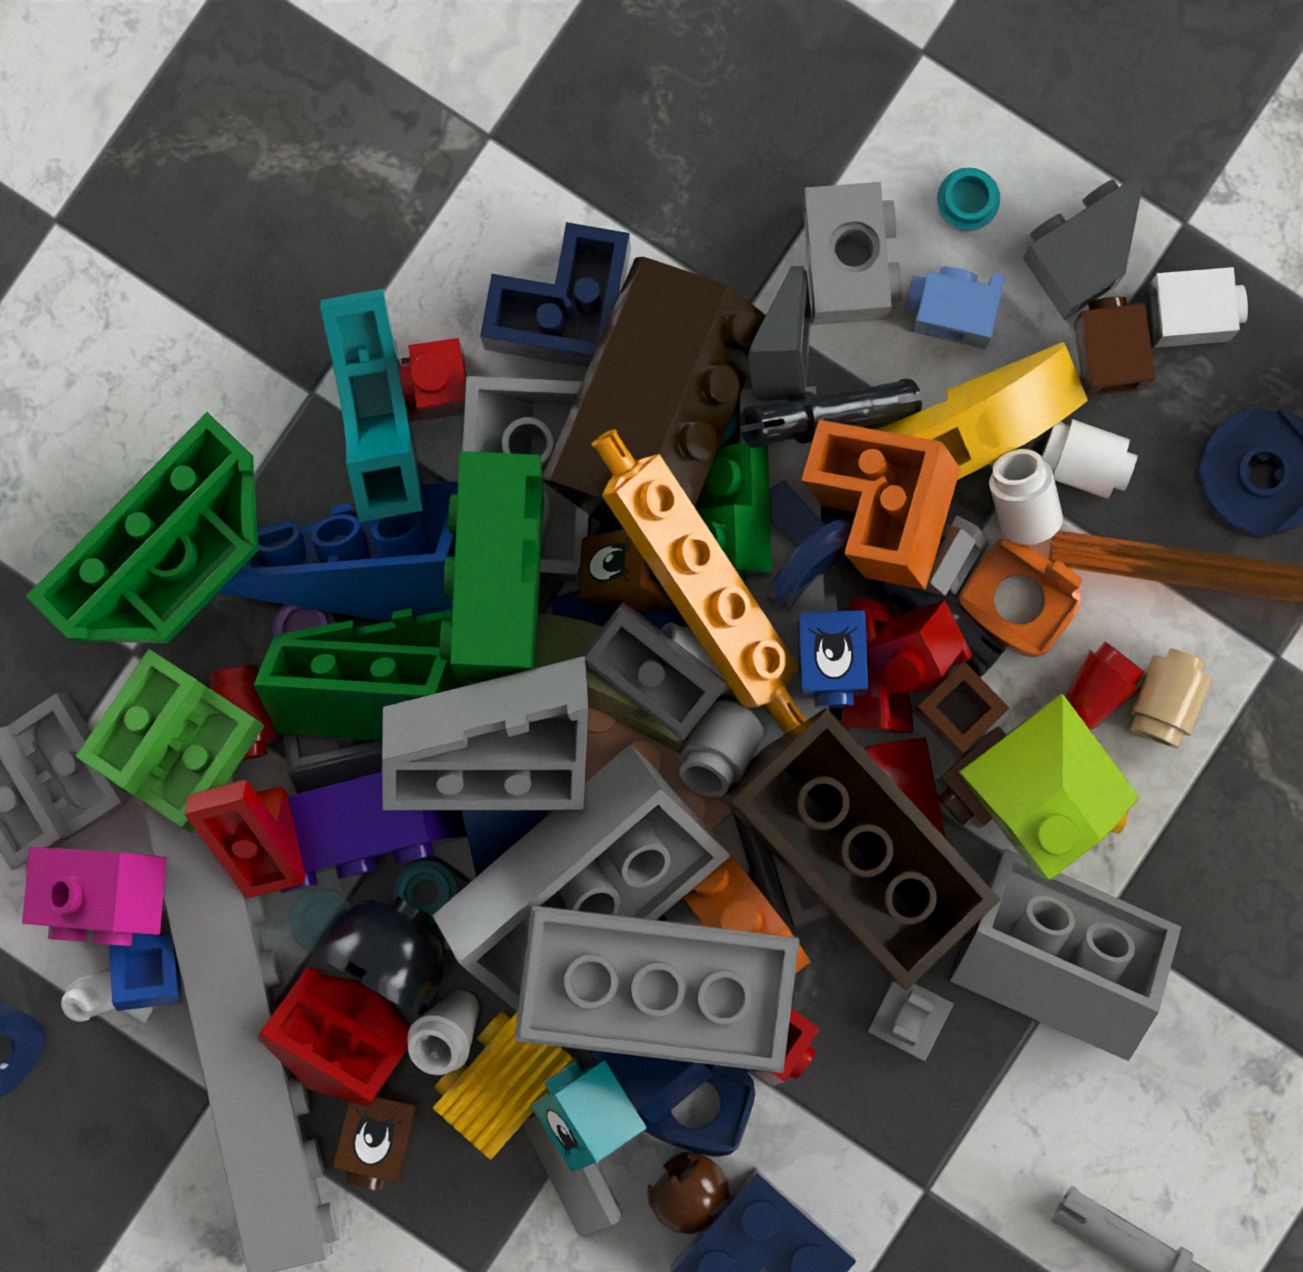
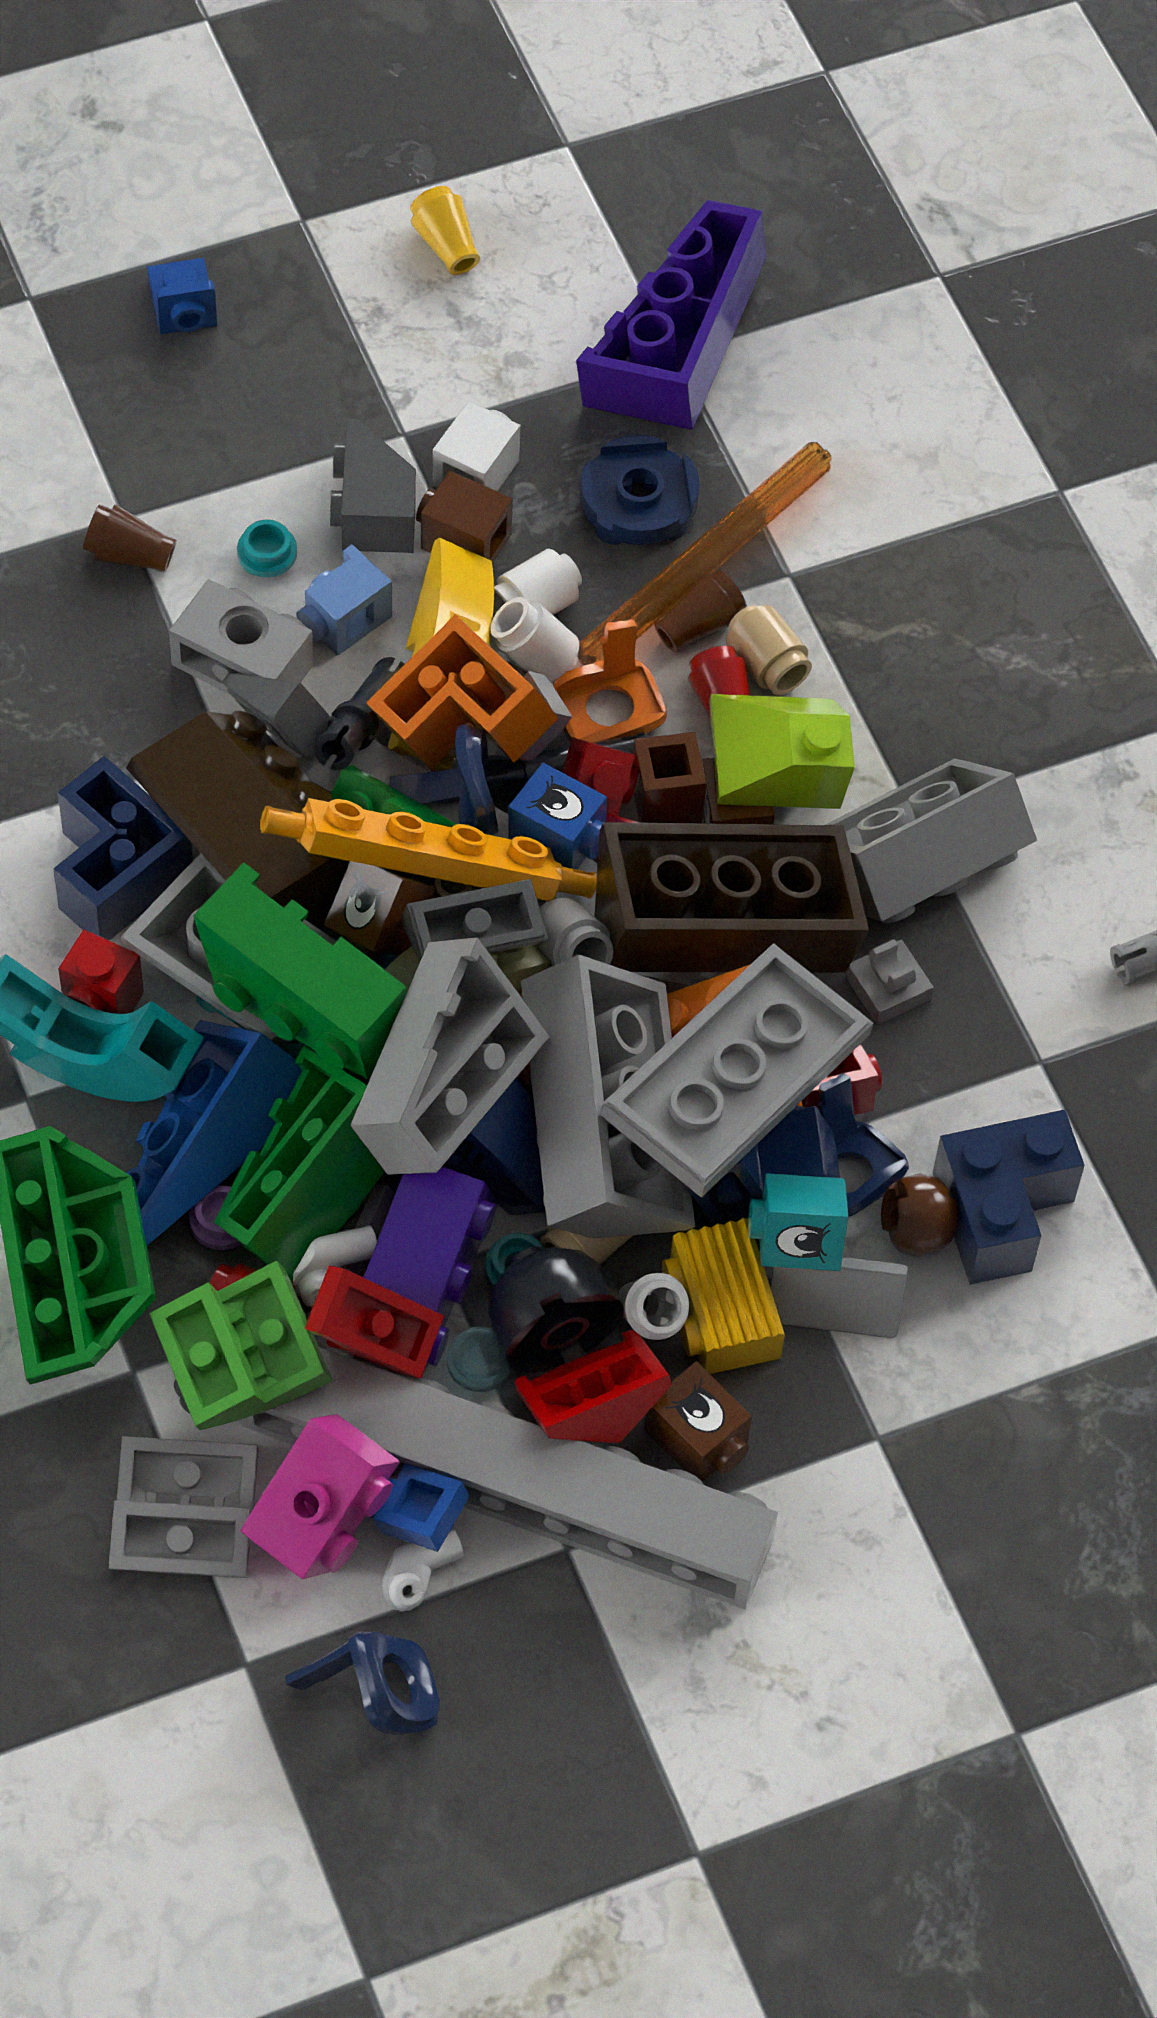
camera: 65 degrees left, 25 degrees down
(304, 746) = (331, 1250): none -> white arm
(888, 77) = (127, 540): none -> reddish brown cone
(1169, 613) = (701, 611): none -> reddish brown cone

